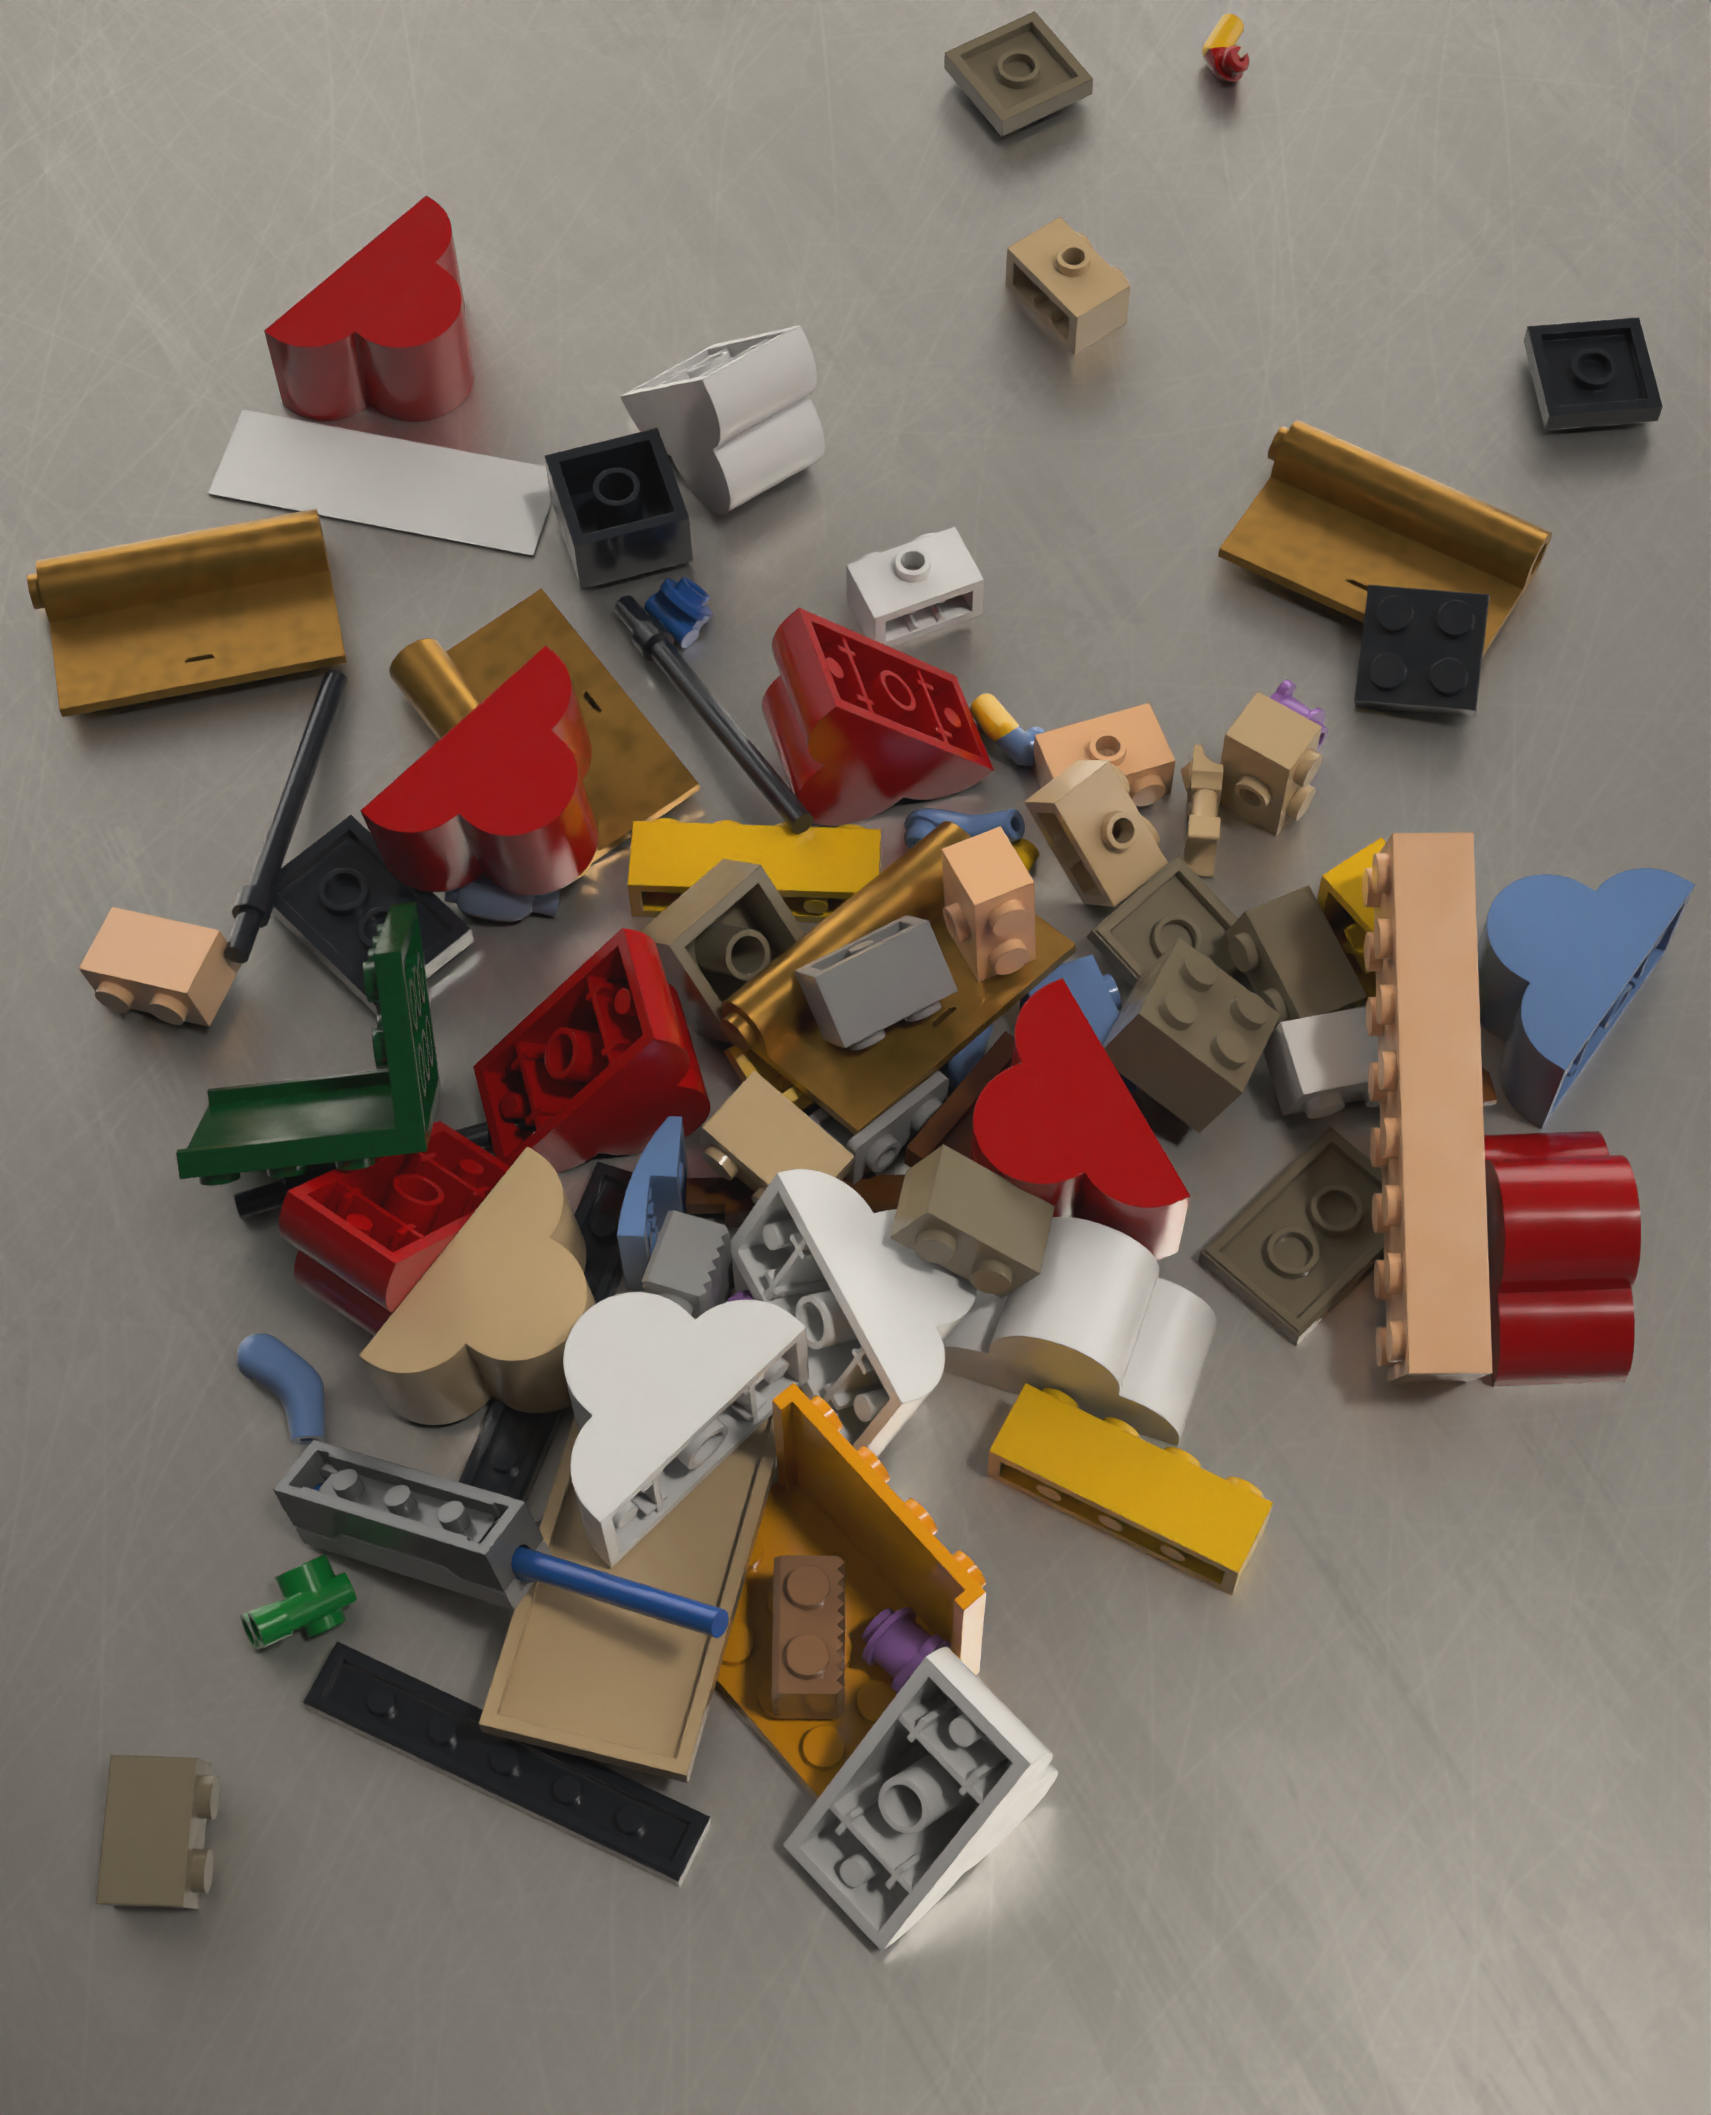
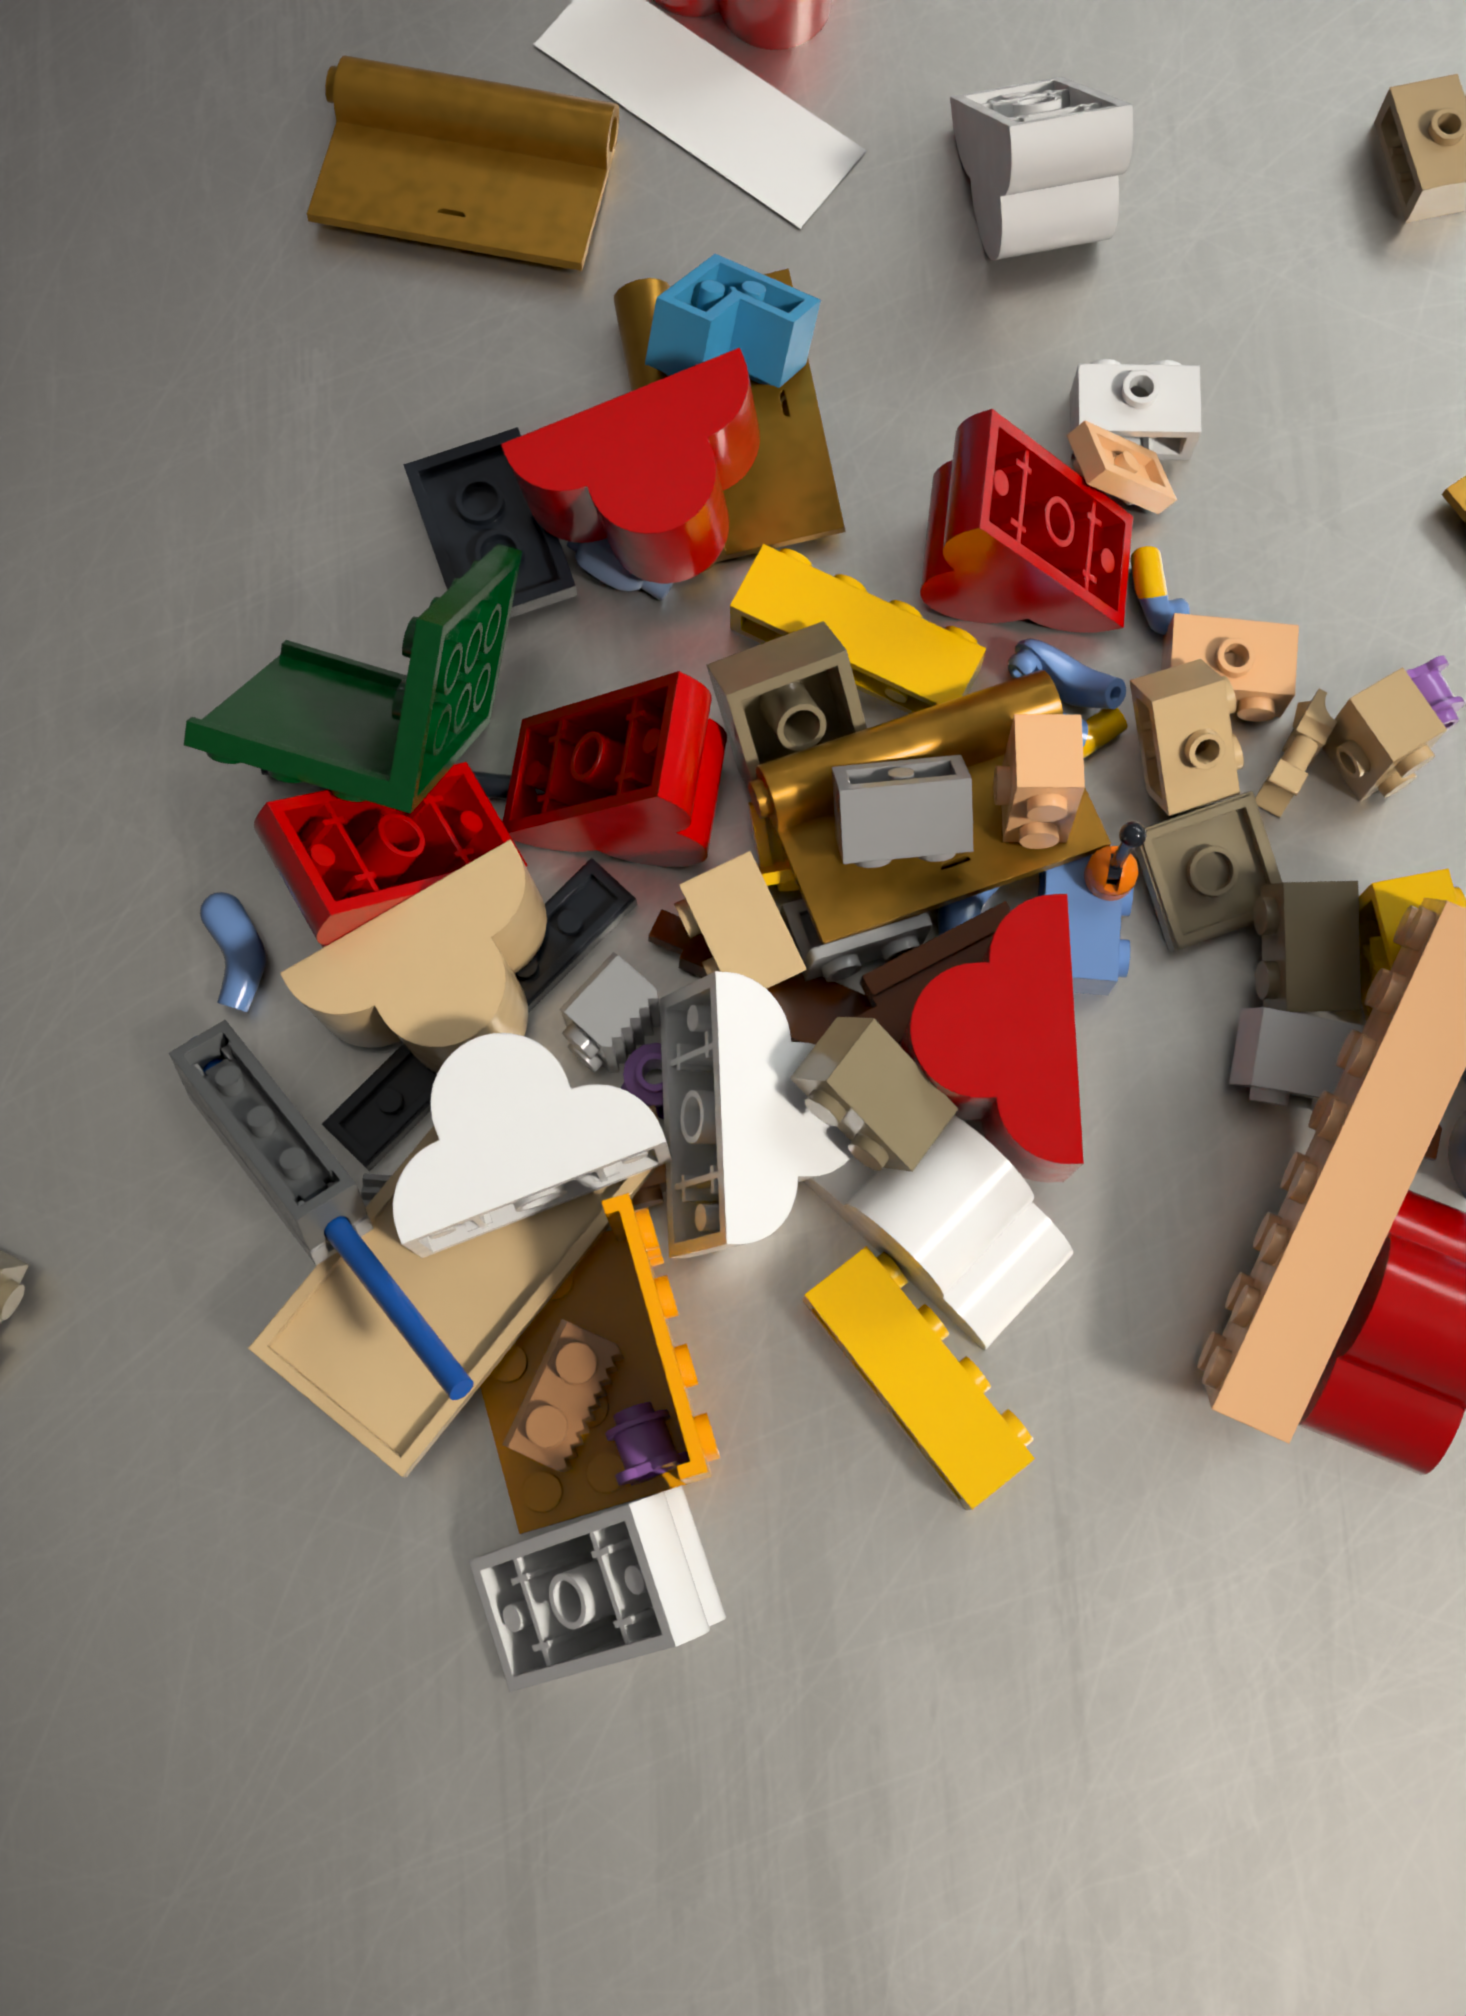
camera: 25 degrees right, 15 degrees up
(159, 967) = (286, 507): light nougat brick -> none
(255, 900) = (393, 480): black bar -> none
(310, 1600) = (169, 1157): green plate -> none
(506, 630) = (731, 308): none -> dark azure brick
(535, 1780) = (228, 1321): black tile -> none
(619, 508) = (893, 215): black brick -> none
(653, 1190) = (620, 918): medium blue slope -> none
(656, 645) = (870, 368): black bar -> none
(681, 609) = (909, 341): blue plate -> none
(927, 636) = (1120, 467): none -> light nougat plate
(1090, 955) = (1115, 864): none -> orange hinge
(1190, 1035) = (1174, 979): dark tan brick -> none
(1303, 1238) = (1192, 1208): dark tan tile -> none

